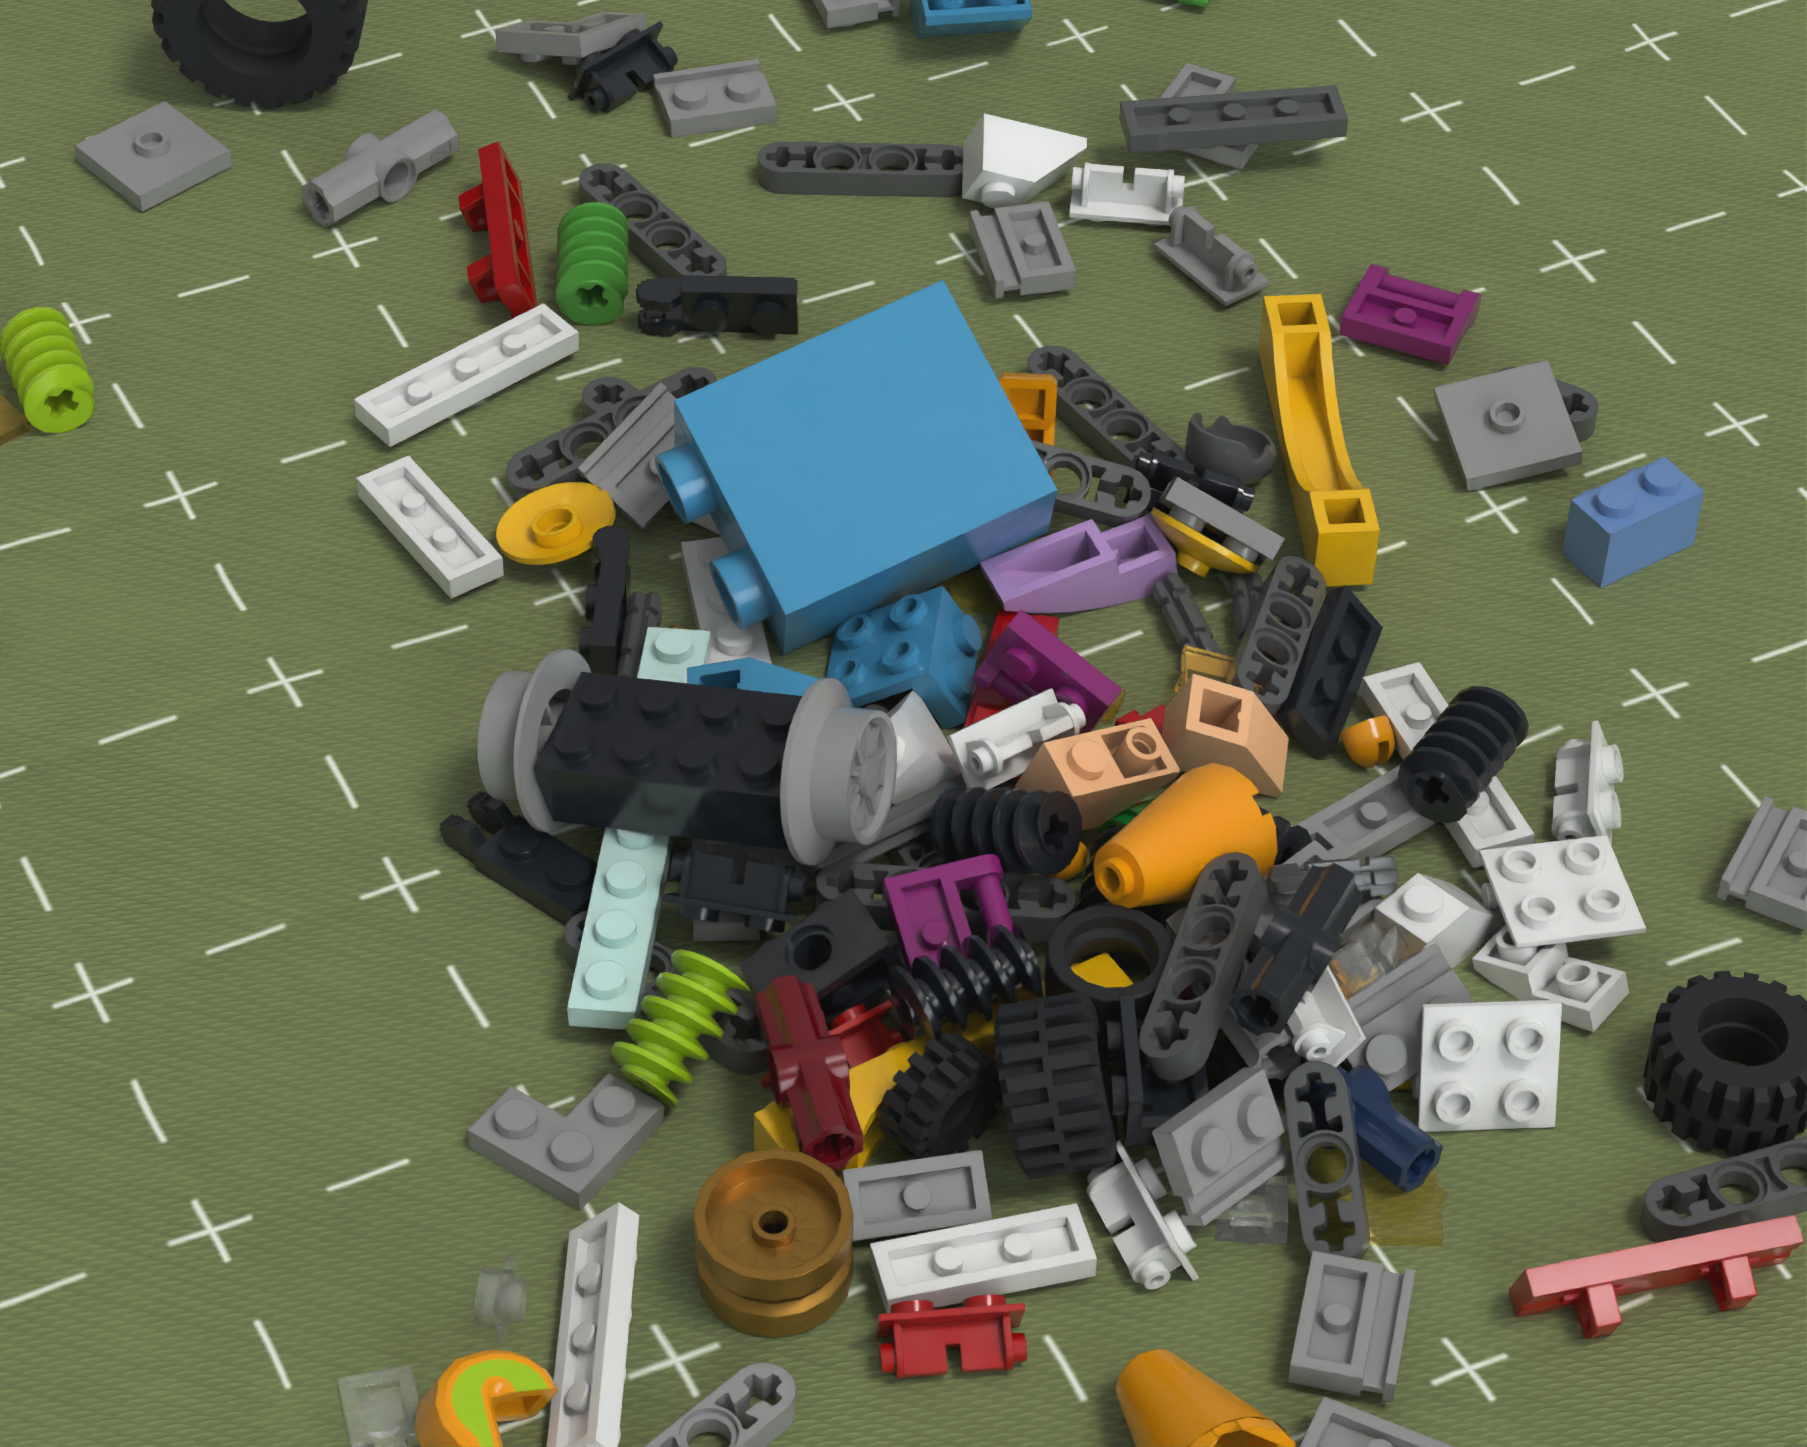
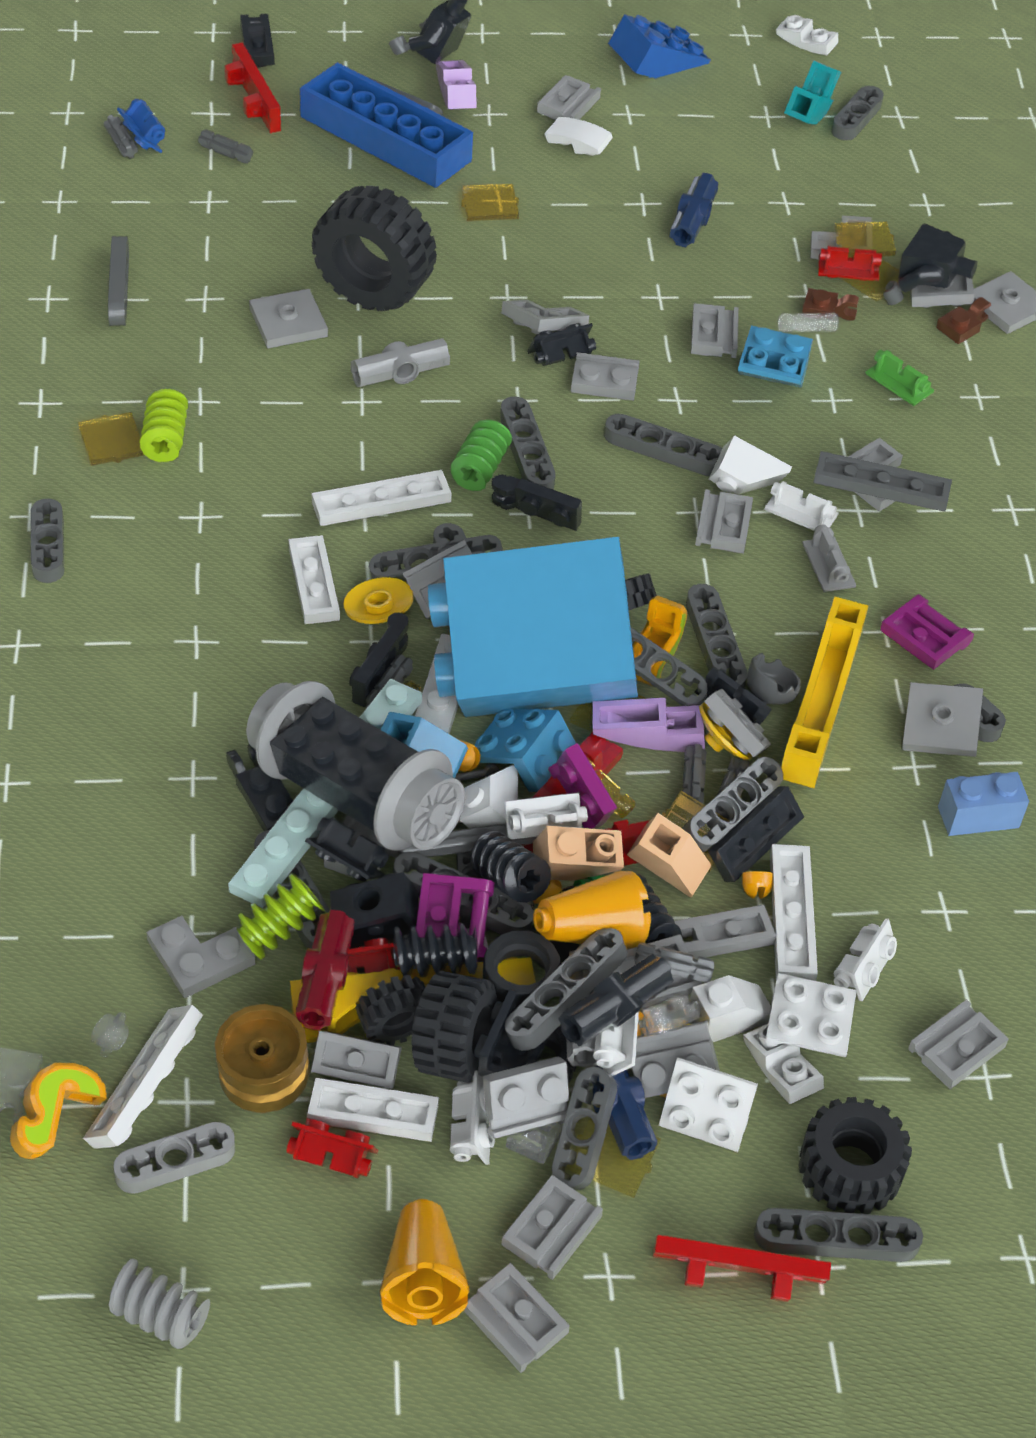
camera: 20 degrees right, 5 degrees up
(500, 208) = (448, 414): red hinge -> none
(1462, 753) = (794, 911): black piece -> none

